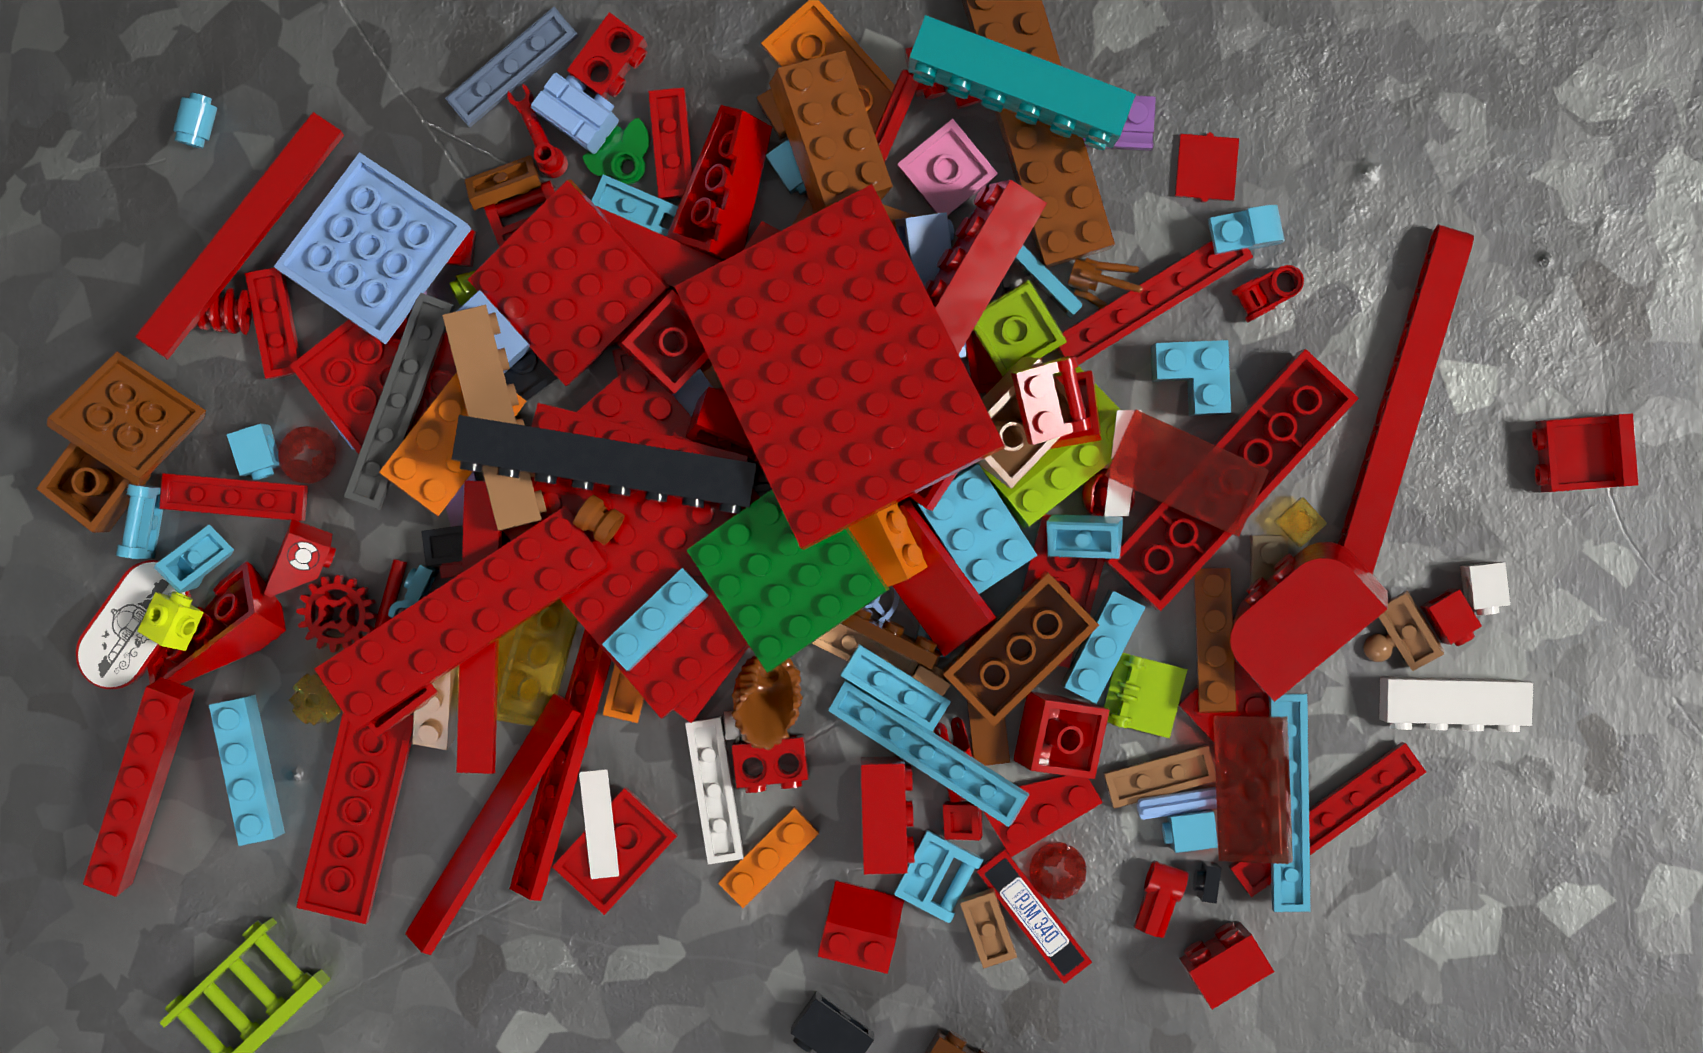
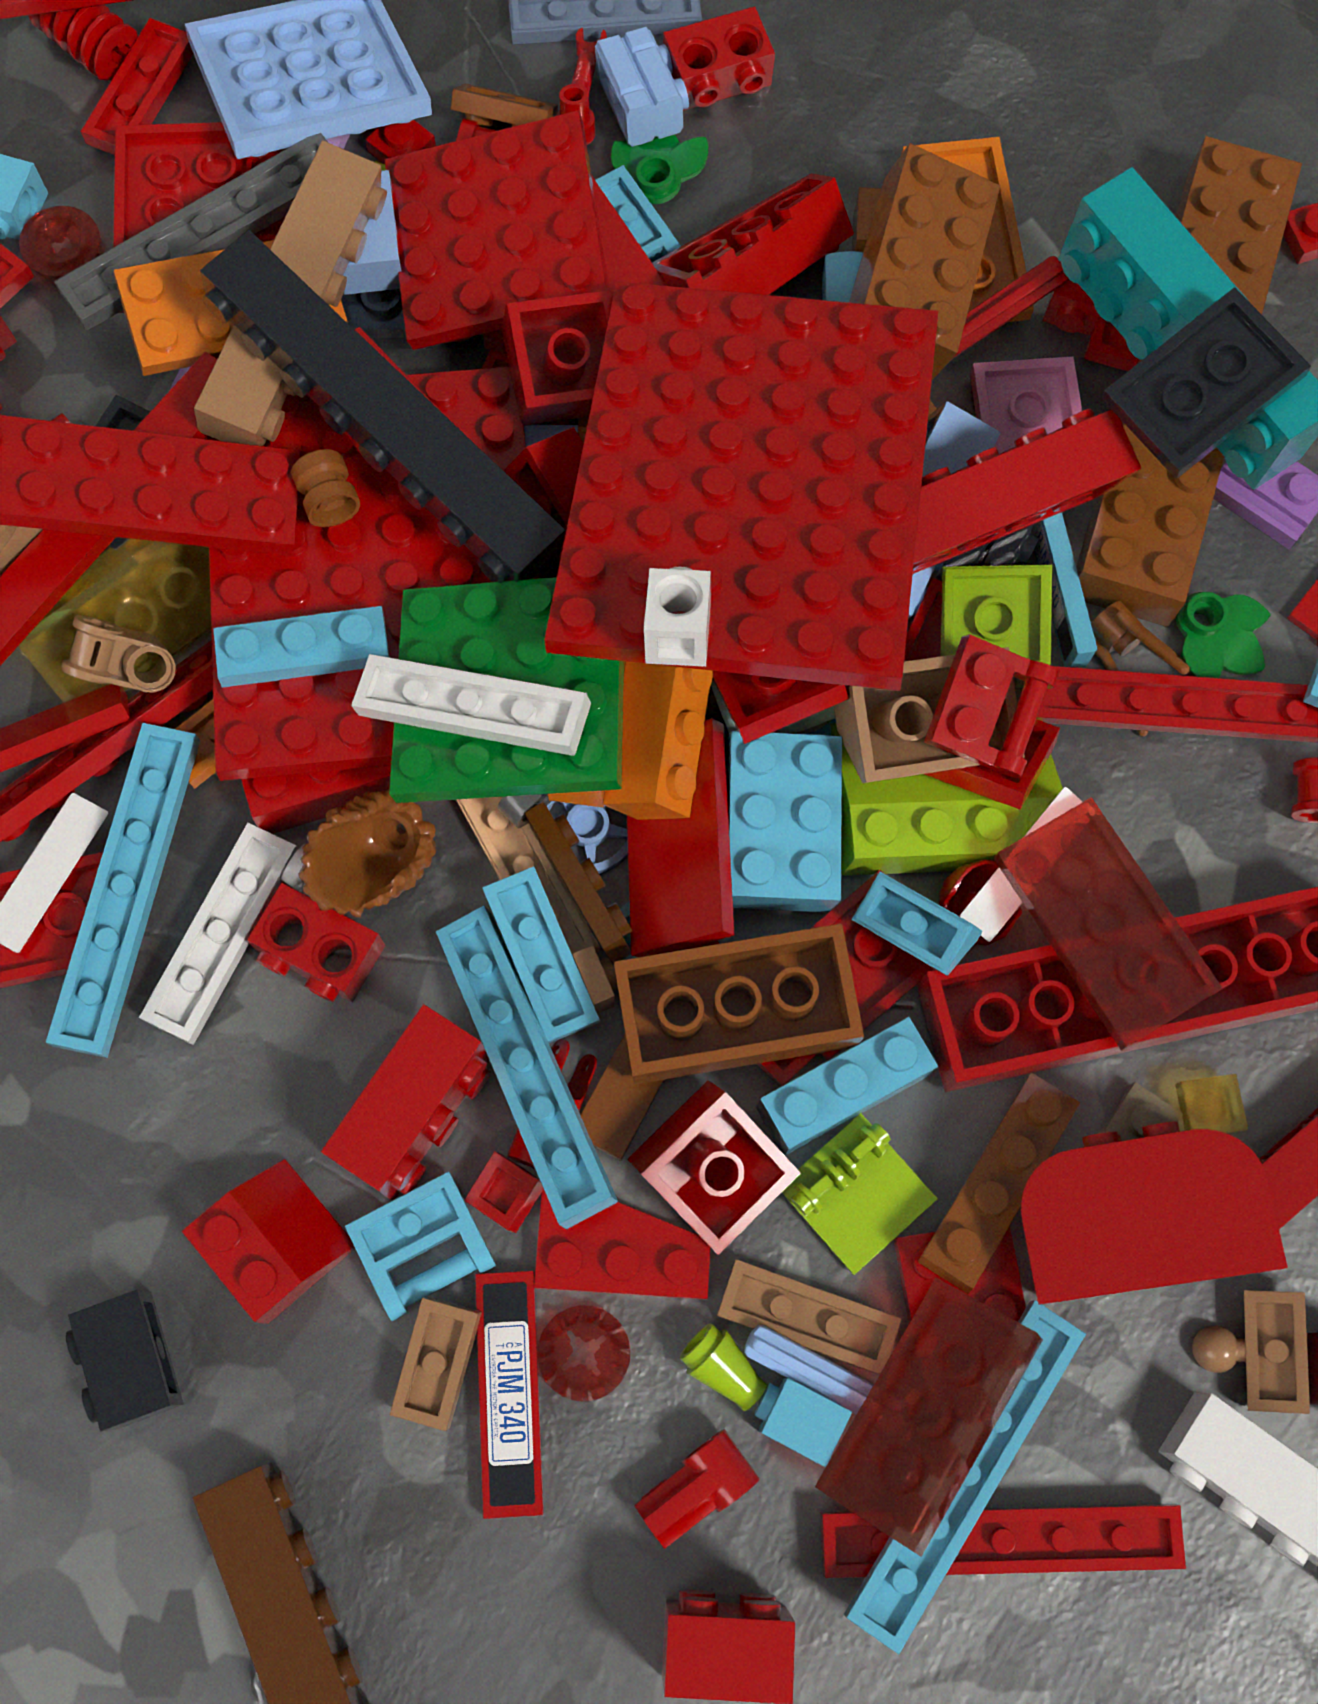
camera: 30 degrees right, 15 degrees down
(549, 684) = (108, 655): none -> medium nougat piece
(651, 805) = (123, 891): none -> medium azure plate
(671, 141) = (727, 180): red plate -> none
(768, 857) = (222, 1068): orange plate -> none
(780, 601) = (472, 704): none -> white plate
(875, 510) = (677, 637): none -> white brick
(1053, 136) = (1205, 382): none -> black plate
(1132, 830) = (722, 1366): none -> lime cone
(1148, 239) = (1227, 640): none -> green plate
(1202, 366) = (1198, 820): medium azure brick -> none
(1207, 881) = (777, 1511): black plate -> none

